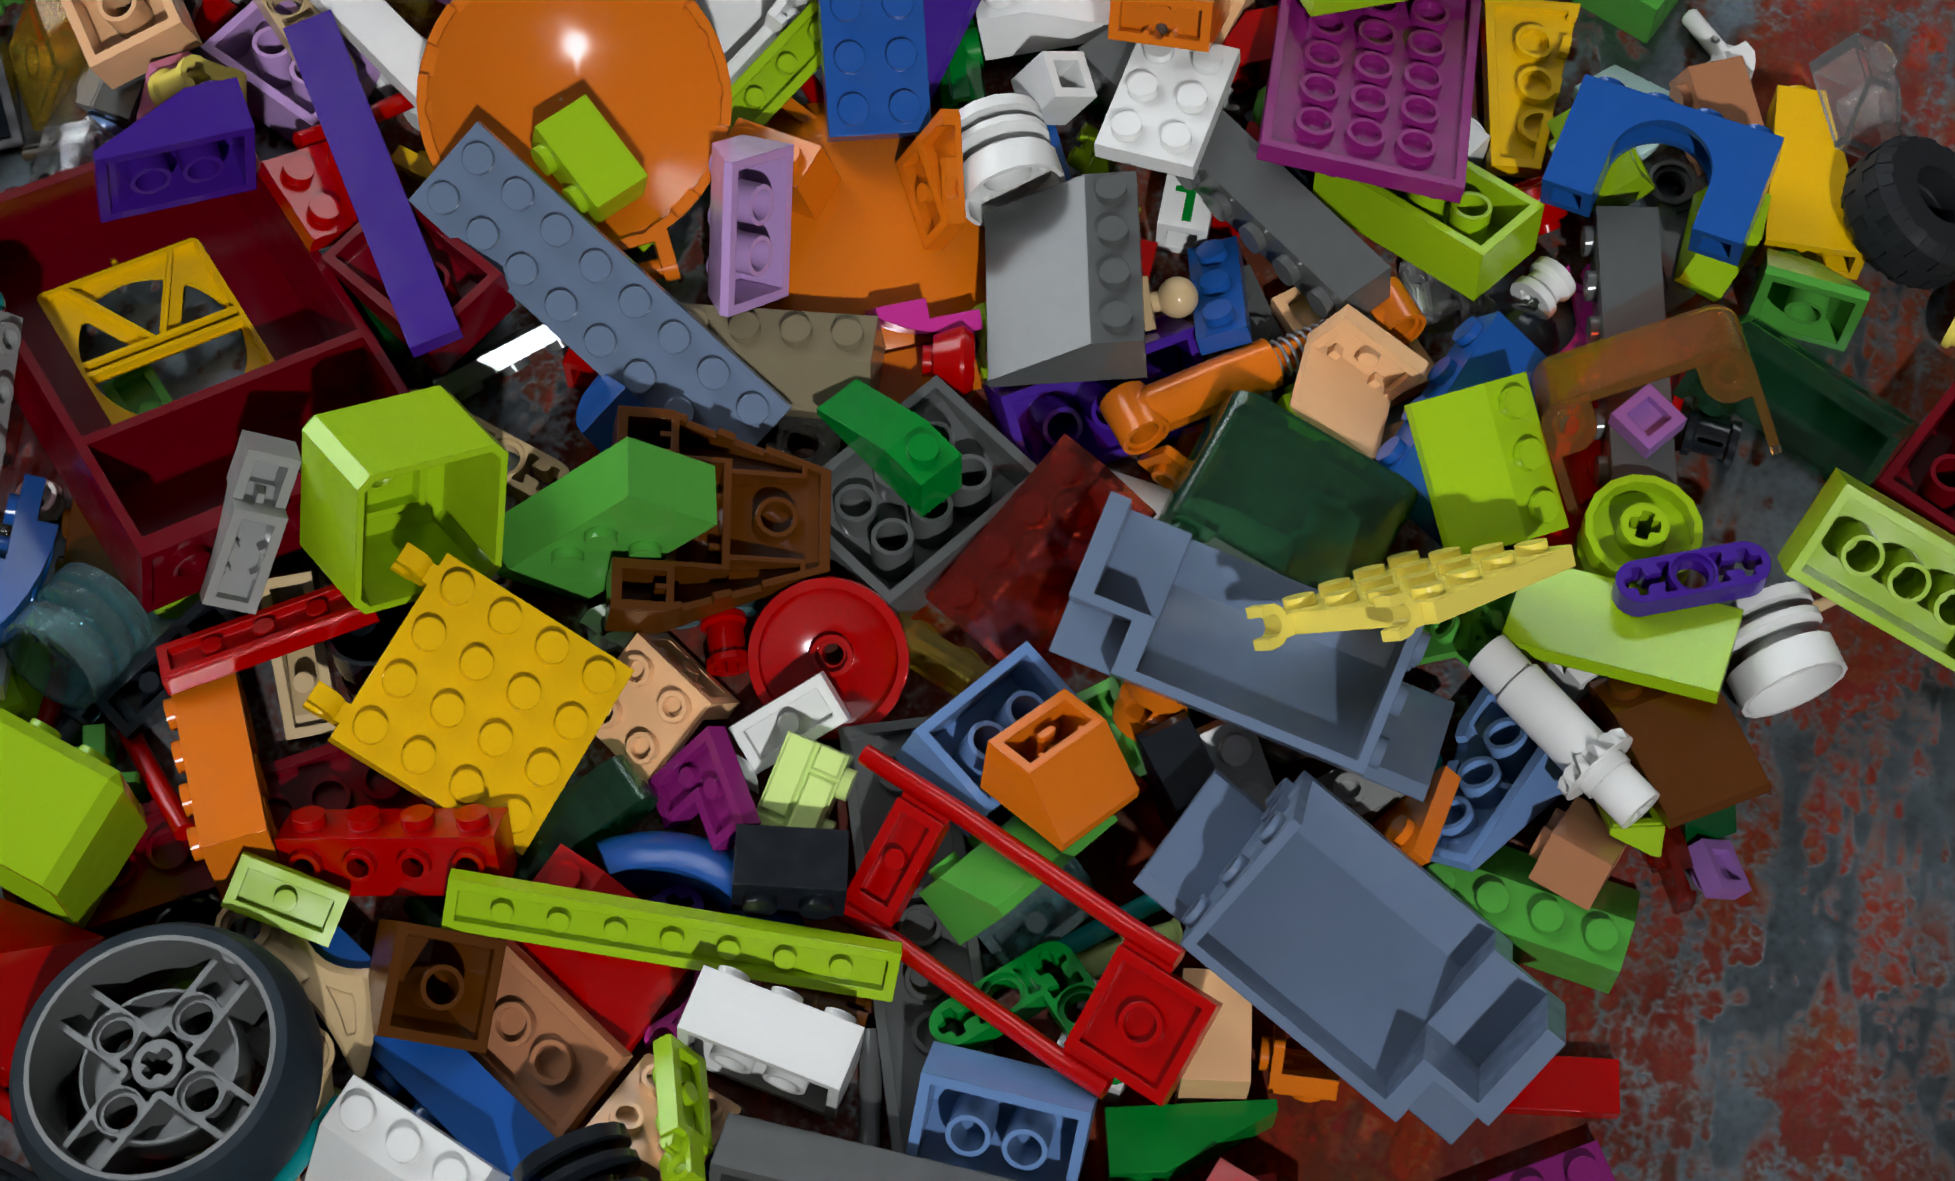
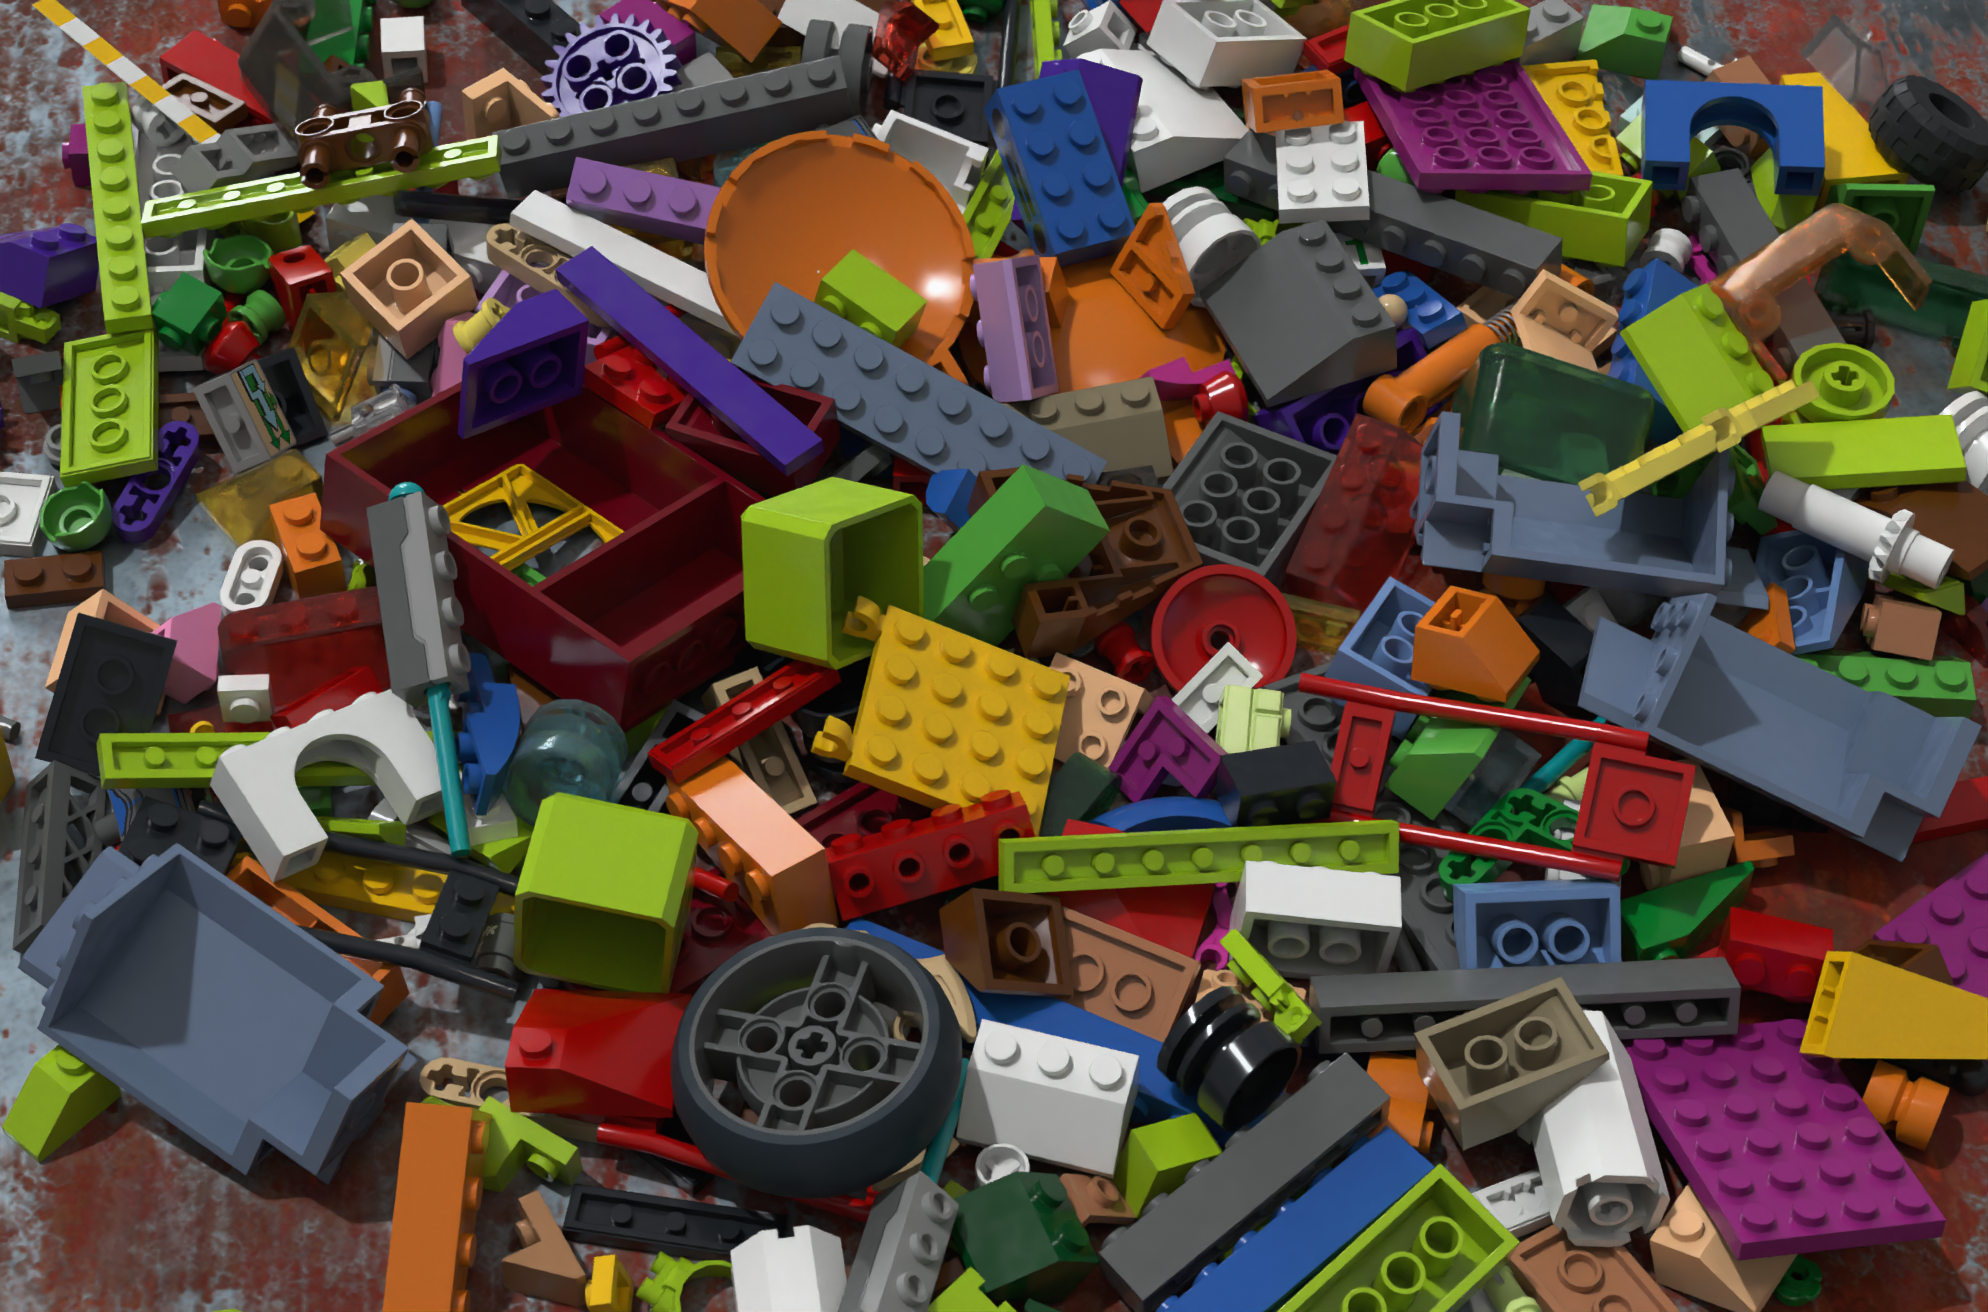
camera: 20 degrees left, 15 degrees down
(251, 521) = (710, 620): light grey slope -> none
(285, 898) = (855, 906): lime plate -> none
(895, 445) = (1218, 458): green slope -> none
(1058, 84) = (1224, 179): white brick -> none
(1647, 420) = (1809, 306): medium lavender plate -> none
(1674, 596) = (1875, 413): dark purple beam -> none

